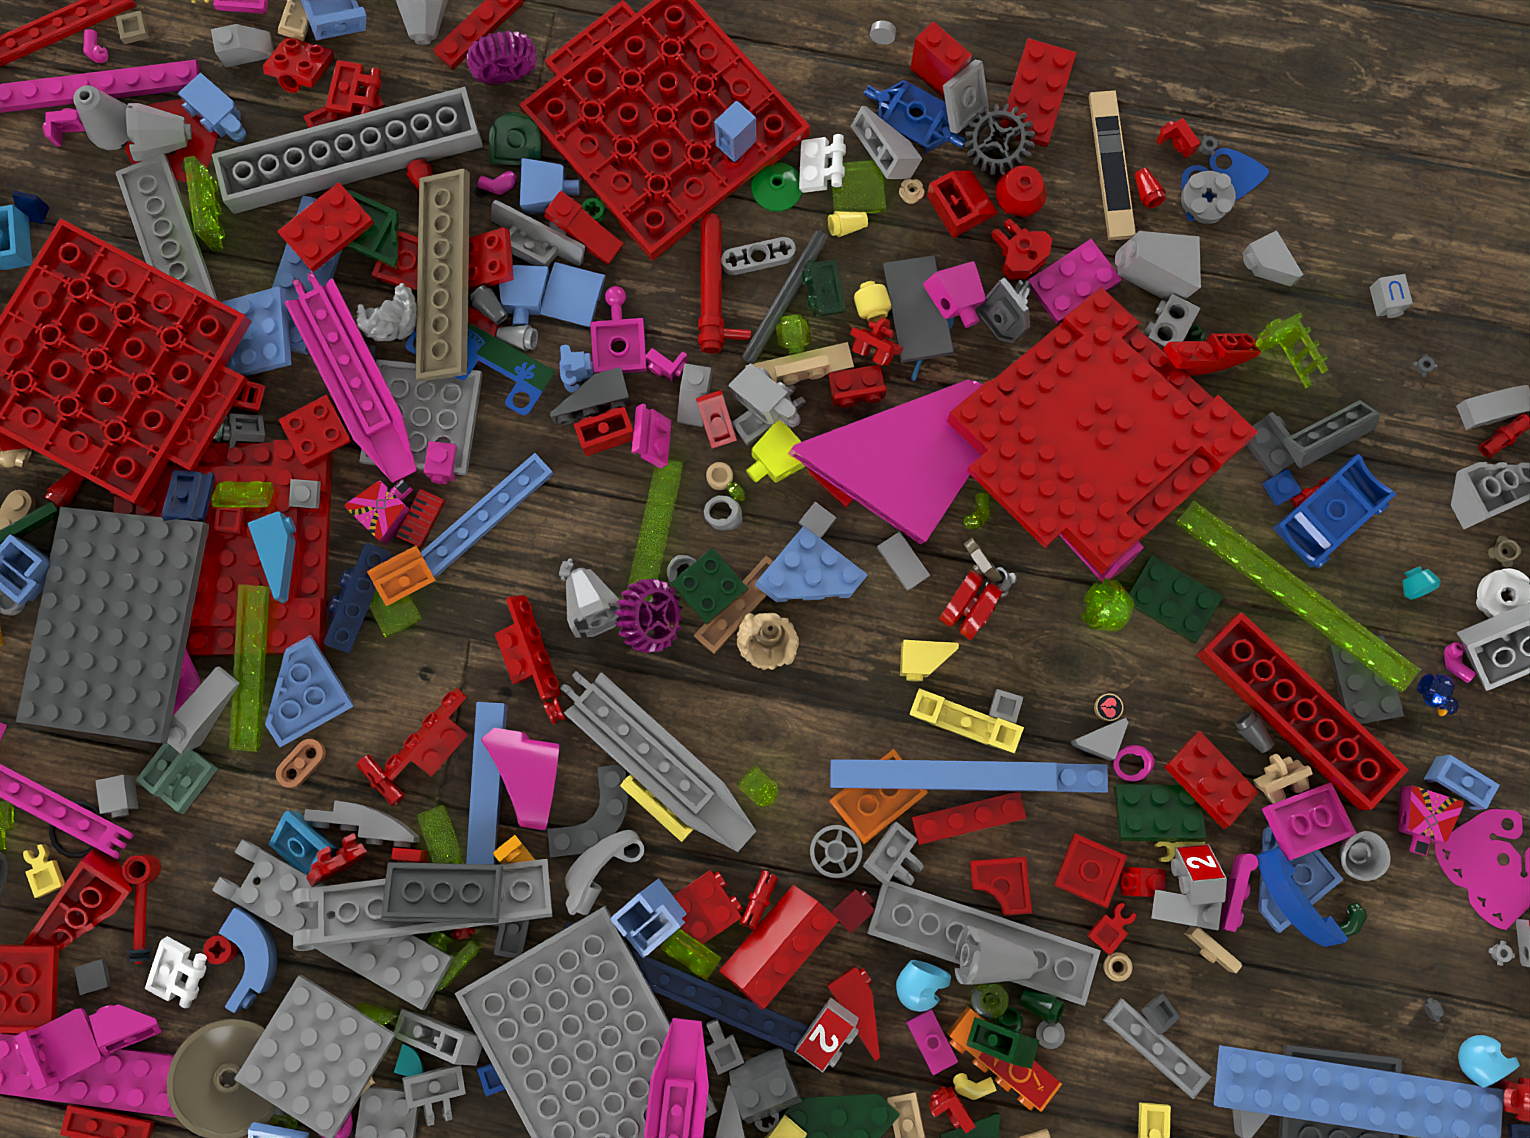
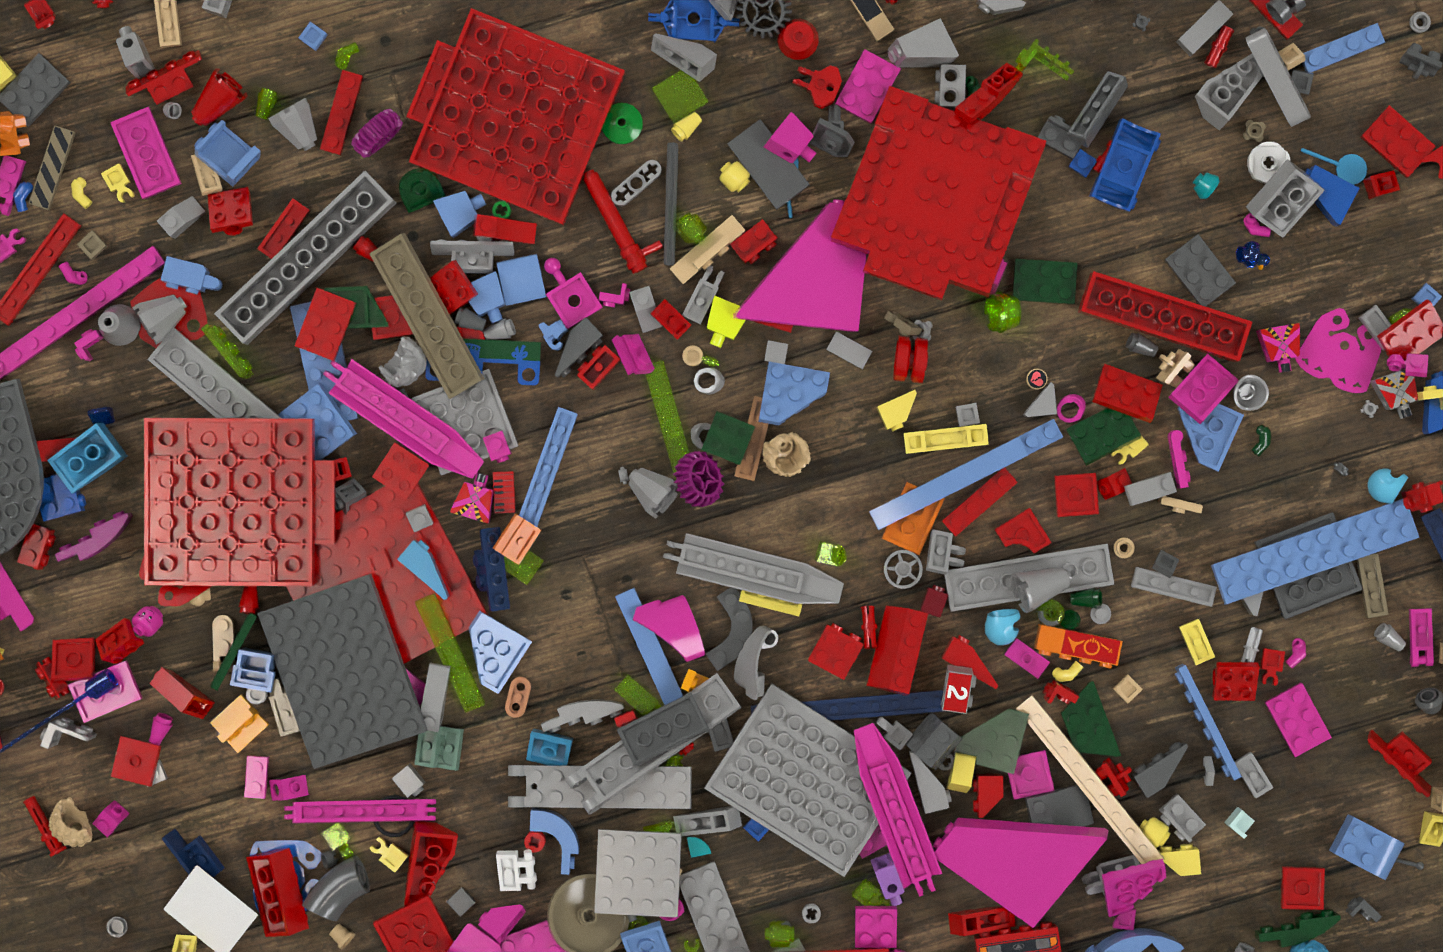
camera: 30 degrees left, 10 degrees up
(22, 634) = (282, 709): none -> hinge
(130, 873) = (482, 870): red piece -> none
(188, 496) = (344, 561): dark blue plate -> none
(242, 494) = (378, 540): clear neon green plate -> none
(328, 867) = (578, 751): red plate -> none
(346, 85) = (278, 215): red plate -> none
(379, 780) = (577, 680): red pin -> none
(433, 741) = (597, 636): red bracket -> none
(434, 1087) = (722, 852): light grey hinge -> none
(459, 962) = (696, 767): clear neon green plate -> none
(500, 184) = (425, 225): dark pink arm -> none
(525, 651) = (625, 544): red bracket -> none
(554, 710) = (667, 574): red bush -> none
(649, 918) = (805, 675): medium blue plate -> none
(691, 953) = (842, 684): clear neon green plate -> none
(735, 131) = (577, 107): medium blue panel -> none
(764, 397) = (696, 287): light grey hinge -> none
(814, 163) = (641, 95): white plate -> none
(824, 288) = (695, 184): clear green bracket -> none
(866, 338) = (752, 202): red hips -> none
(911, 197) = (719, 83): tan plate -> none
(960, 201) = (760, 69): red slope -> none
(981, 514) = (885, 291): clear neon green arm -> none
(1003, 1043) = (1072, 635): dark green slope -> none
(1109, 932) = (1108, 529): red plate -> none
(1199, 874) = (1146, 462): brick -> none
(1293, 903) = (1198, 436): blue slope -> none
(1298, 597) = (1126, 237): clear neon green plate -> none
(1463, 781) = (1293, 309): medium blue panel -> none

